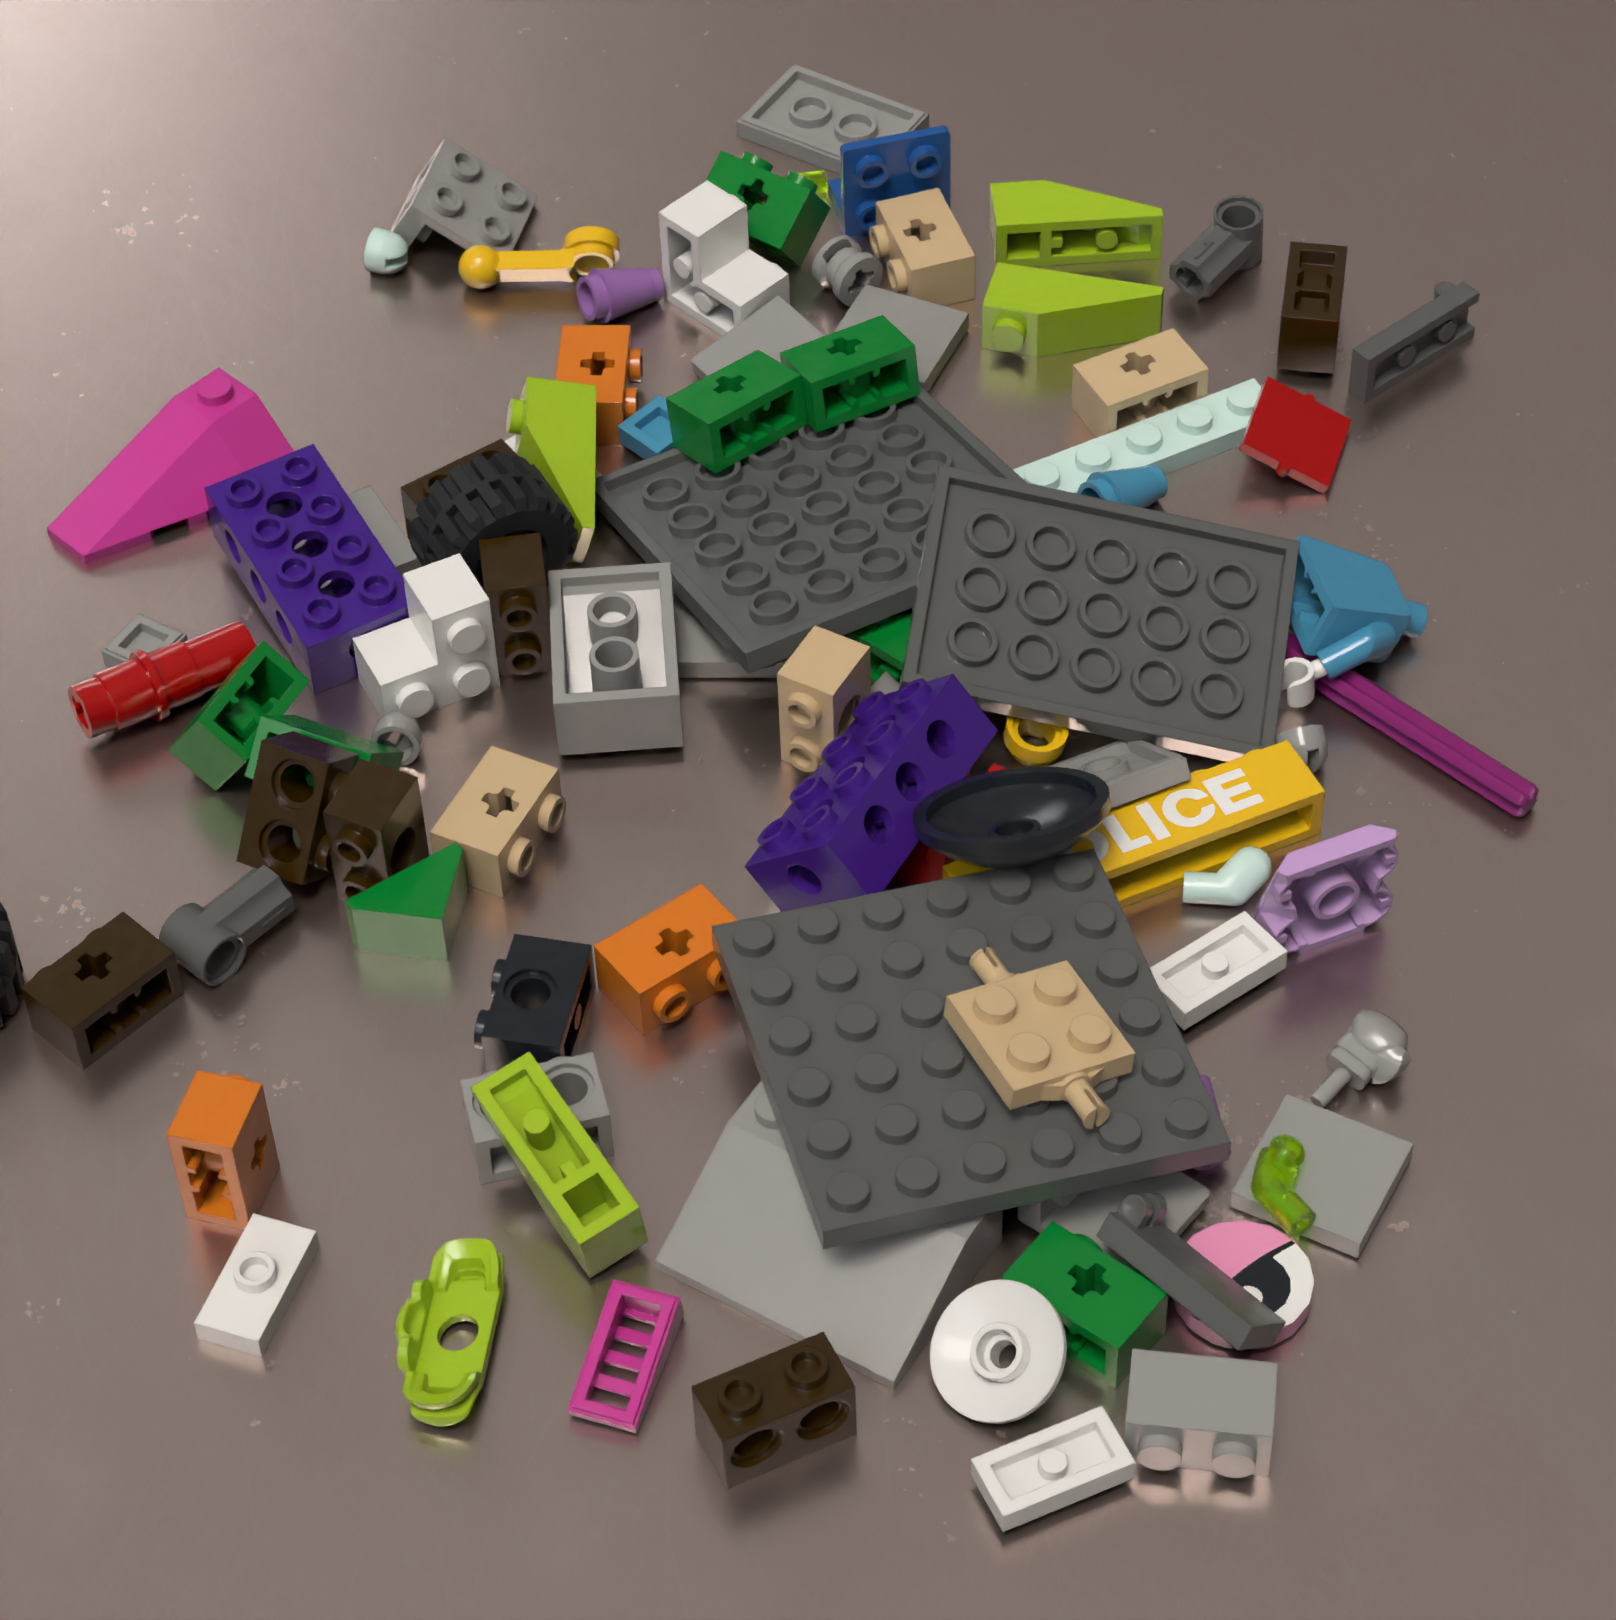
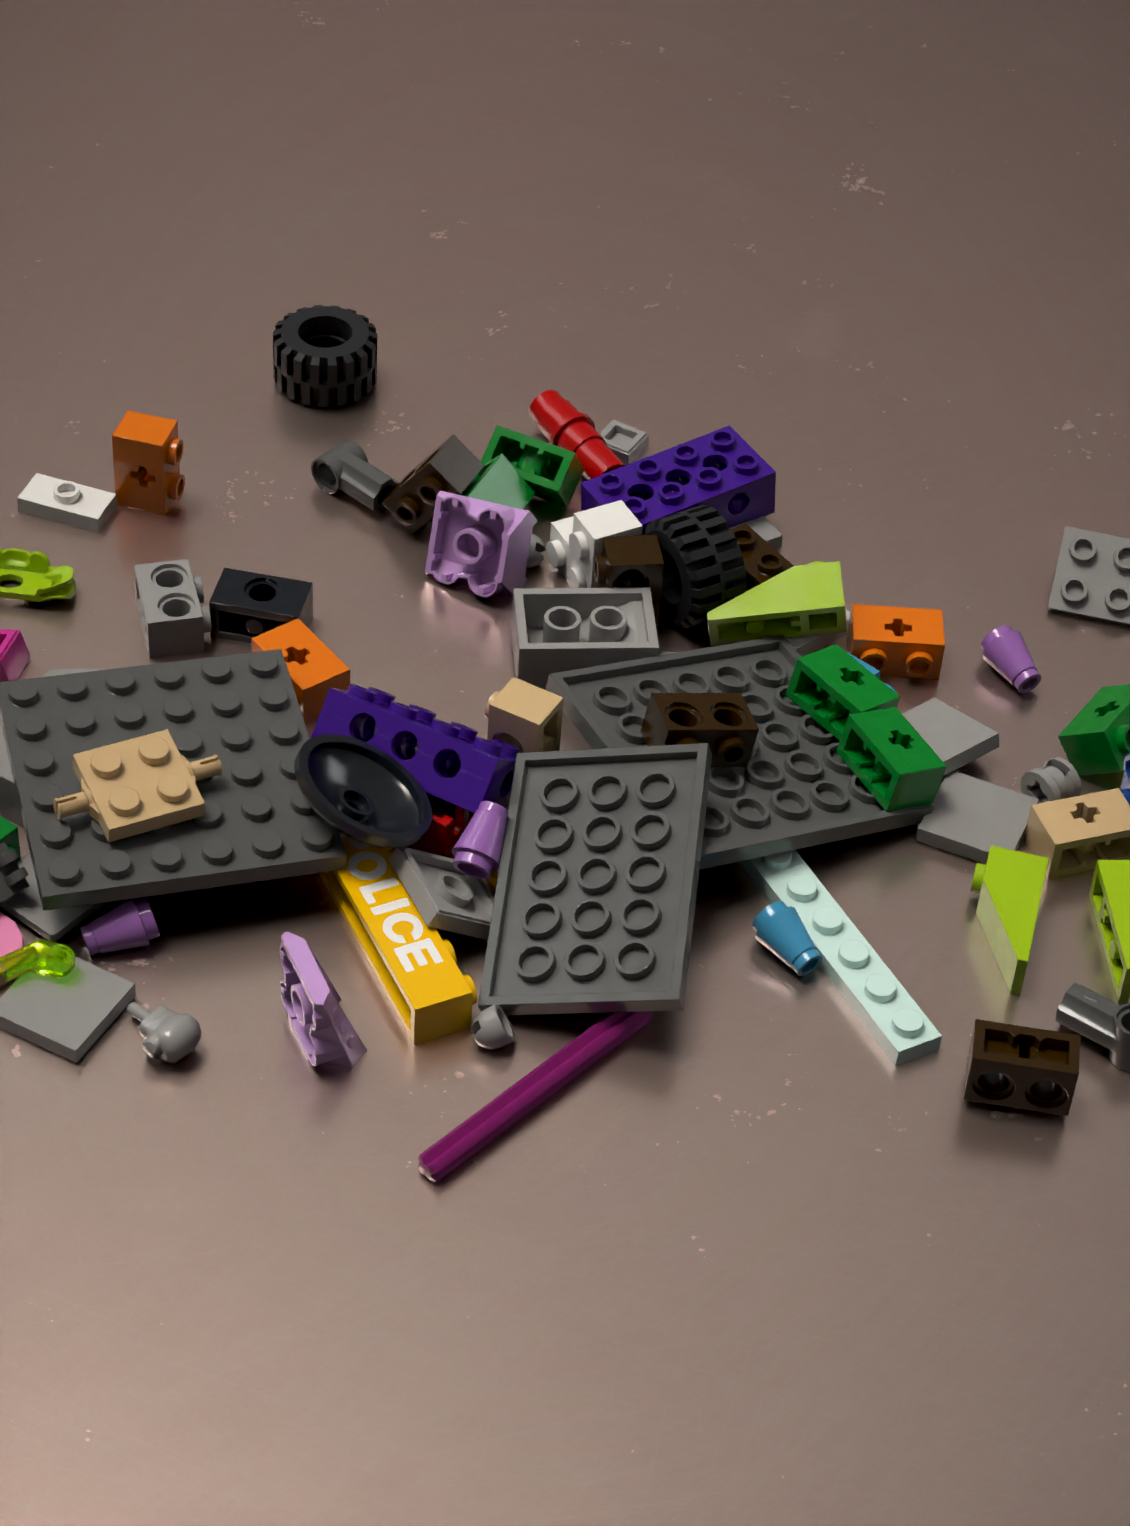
camera: 85 degrees right, 5 degrees down
(102, 990) = (300, 423): dark brown brick -> none
(162, 472) = (808, 451): dark pink wedge -> none
(374, 827) = (402, 520): dark brown brick -> none
(385, 252) = (1045, 537): light aqua hinge -> none
(413, 909) = (362, 558): green slope -> none
(433, 740) = (479, 544): none -> lavender slope
(501, 818) = (437, 591): tan brick -> none
(561, 1165) = (101, 602): lime slope -> none
(582, 251) = (1034, 589): yellow piece -> none
(710, 262) = (1033, 698): white brick -> none
(857, 509) = (703, 718): none -> dark brown brick
(1040, 730) = (481, 842): none -> medium lavender cone
(1137, 382) = (920, 953): tan brick -> none
(1218, 968) = (254, 950): white plate -> none
(1232, 883) = (355, 977): light aqua arm -> none
(1295, 435) = (869, 1057): red piece -> none
(1343, 614) = (630, 1049): dark azure torso -> none
(1412, 341) = (1000, 1149): dark grey hinge -> none

